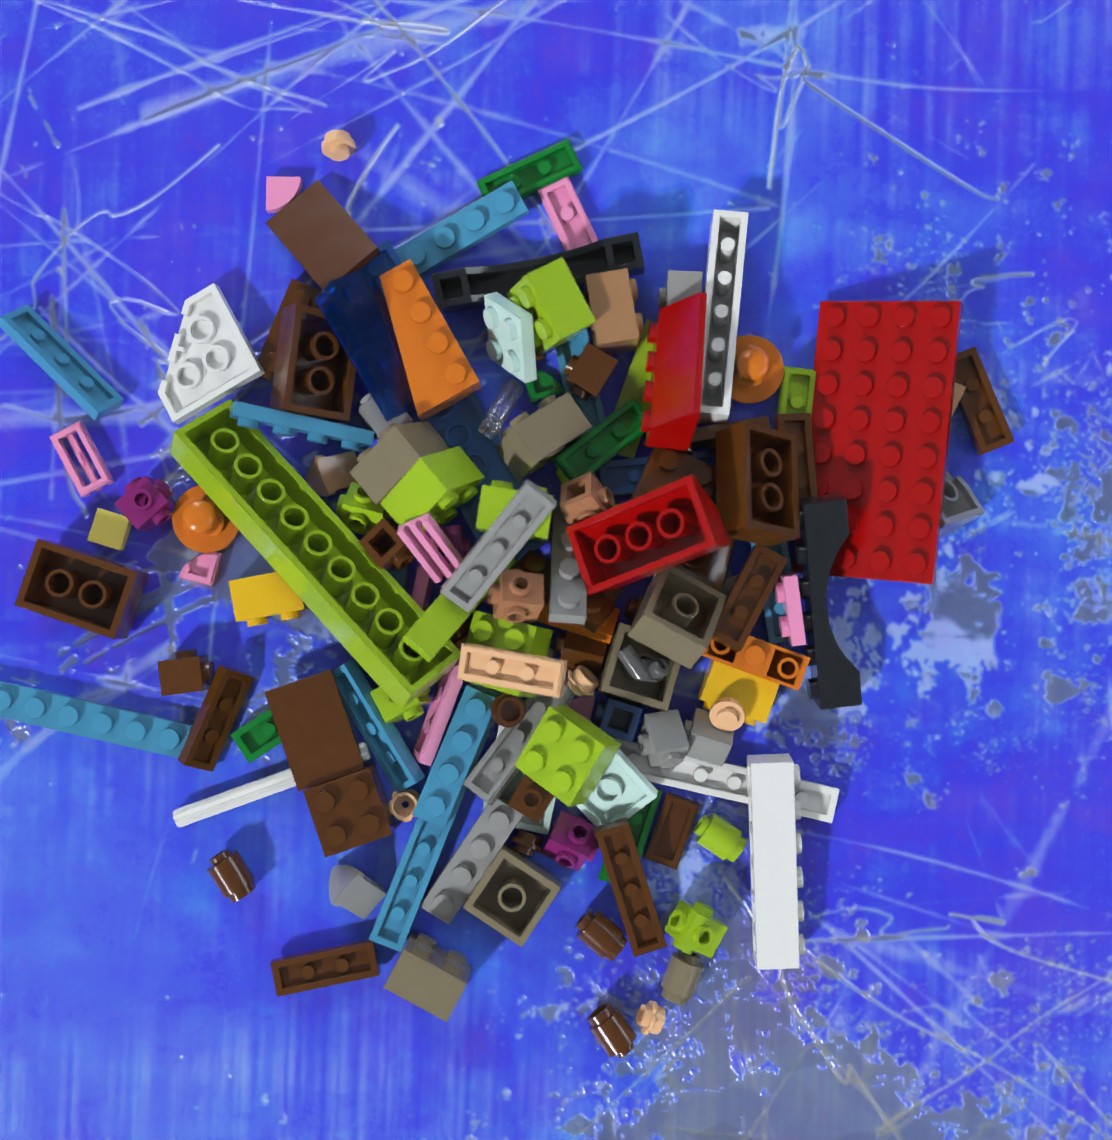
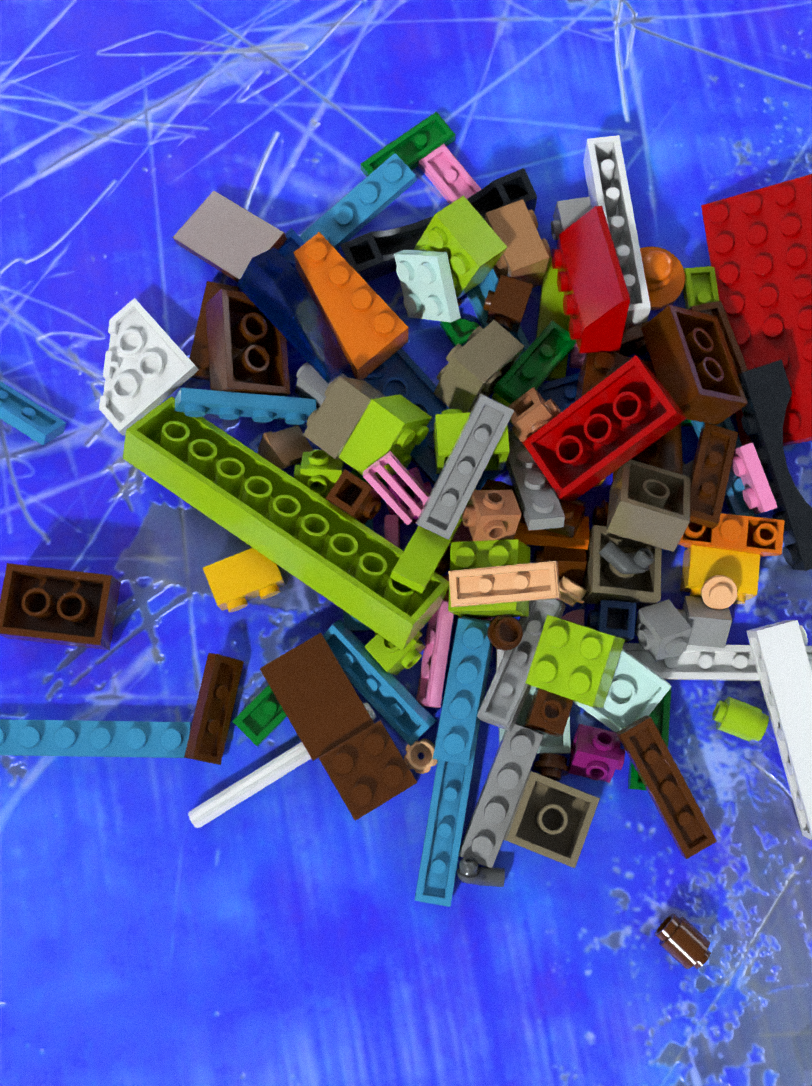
camera: 15 degrees left, 10 degrees down
(96, 484) = (52, 508): bright pink tile -> none
(110, 529) = (74, 548): light yellow tile -> none
(146, 502) = (107, 511): magenta brick -> none
(185, 673) = (176, 670): reddish brown brick -> none
(201, 523) = (166, 520): orange plate -> none
(203, 568) = (172, 567): bright pink tile -> none
(231, 875) = (260, 865): reddish brown brick -> none
(281, 192) = (181, 208): bright pink tile -> none
(325, 967) = (375, 941): reddish brown plate -> none
(338, 145) = (227, 157): light nougat plate -> none
(354, 890) = (388, 853): light grey tile -> none
(429, 926) = (484, 876): none -> dark grey arm
(429, 976) = (487, 922): dark tan brick -> none
(500, 409) = (430, 357): clear axle -> none
(600, 935) = (647, 844): reddish brown brick -> none
(651, 1018) = (719, 919): light nougat plate -> none
(671, 830) = (690, 724): reddish brown tile -> none
(681, 977) = (739, 869): dark tan brick -> none
(695, 928) = (733, 814): lime brick -> none

